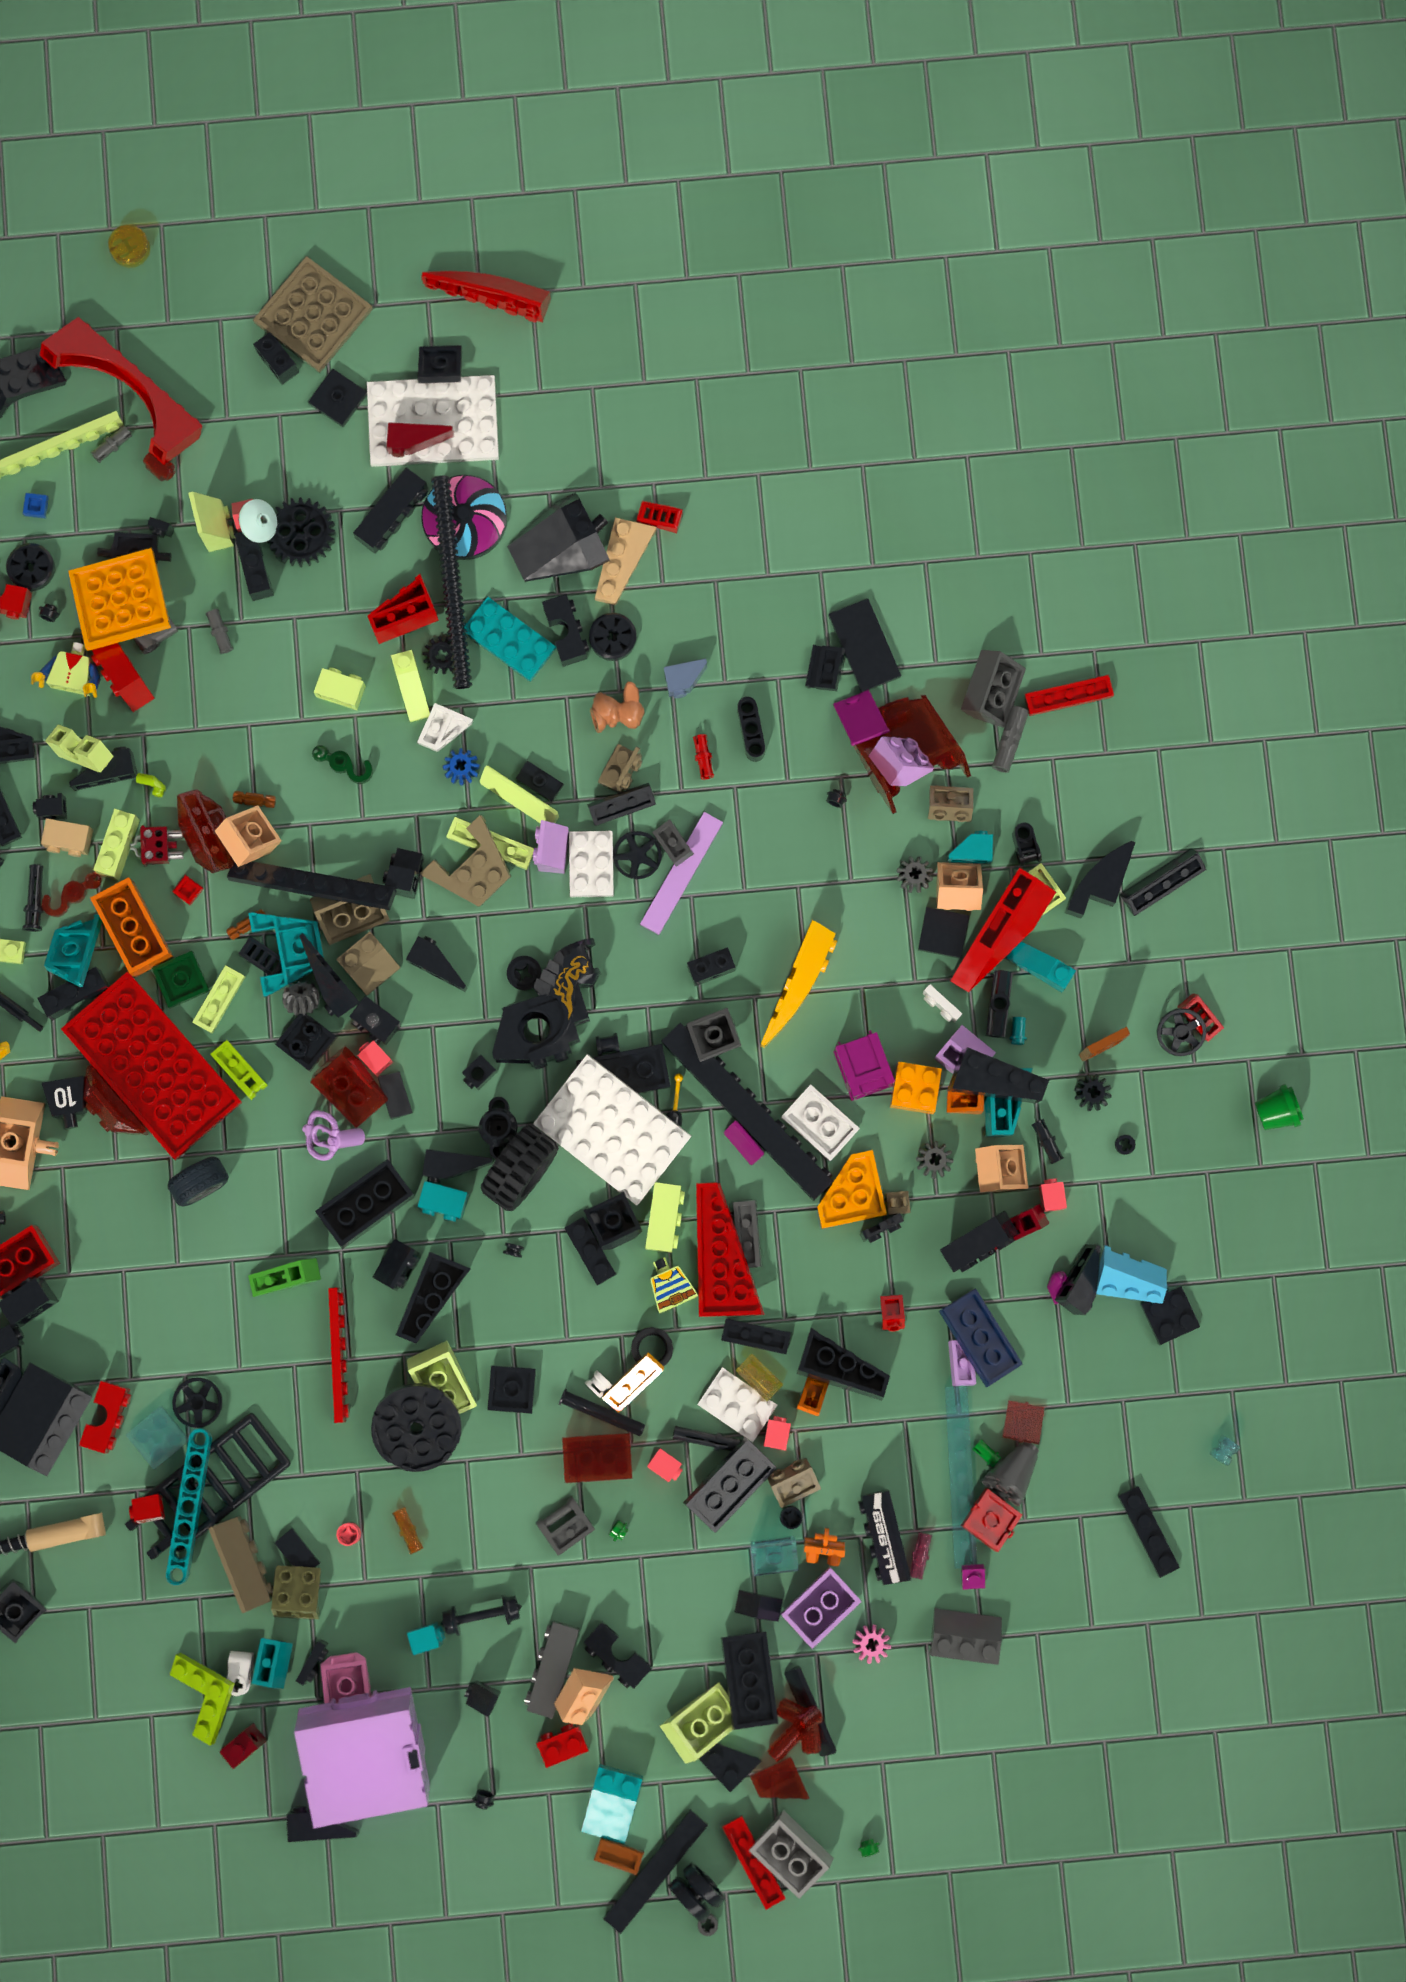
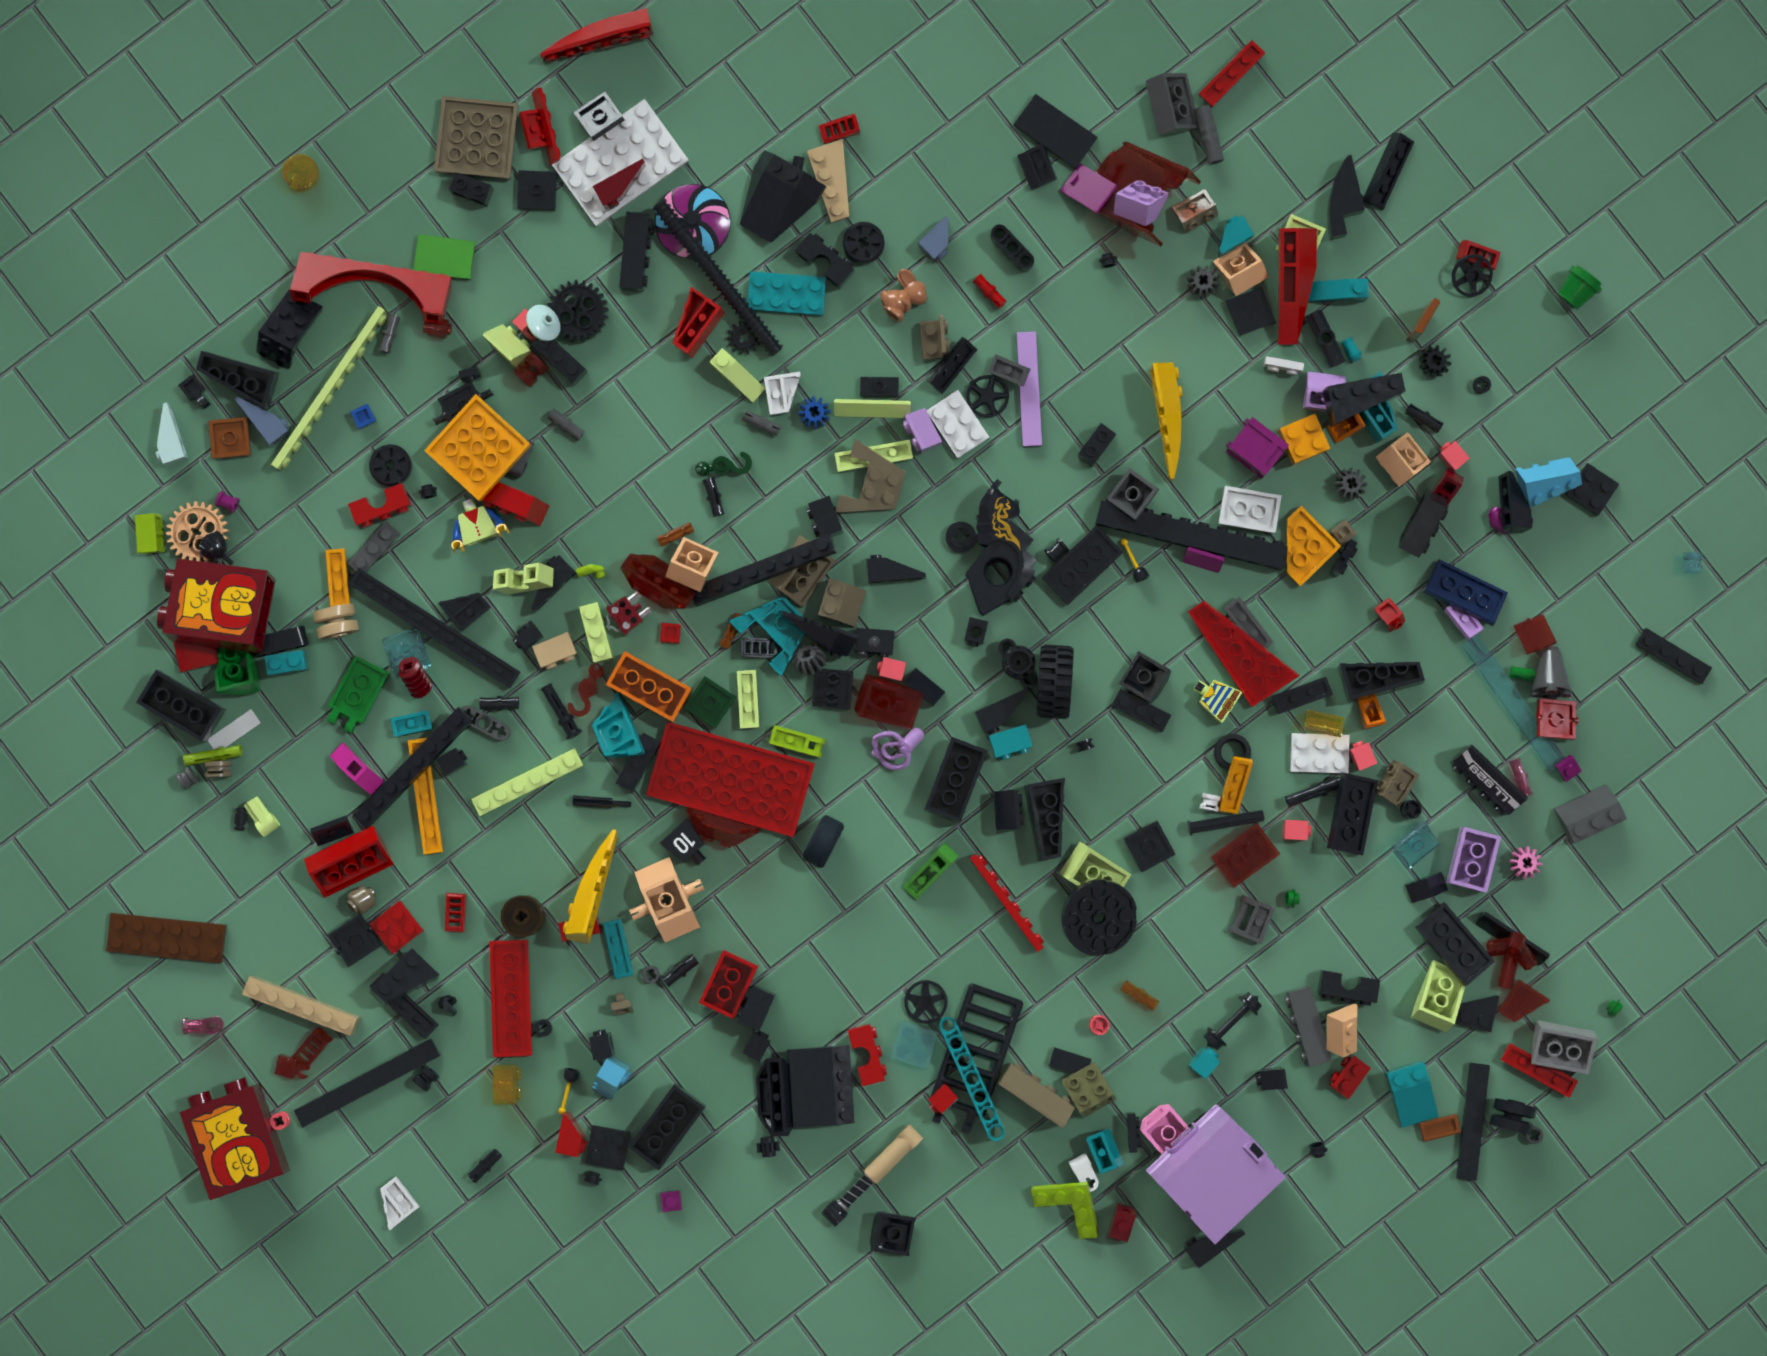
camera: 30 degrees left, 5 degrees up
(211, 405) = (444, 256): none -> bright green tile
(212, 562) = (527, 375): none -> clear red wheel
(313, 786) = (713, 497): none -> black pin
(340, 688) = (685, 410): yellowish green brick -> none
(376, 339) = (538, 128): none -> red bracket
(404, 745) = (761, 422): none -> dark grey pin
(612, 1129) = (1101, 611): white plate -> none
(664, 1217) = (1180, 651): yellowish green brick -> none
(825, 1545) = (1448, 813): orange hips -> none
(1026, 846) = (1271, 208): black piece -> none

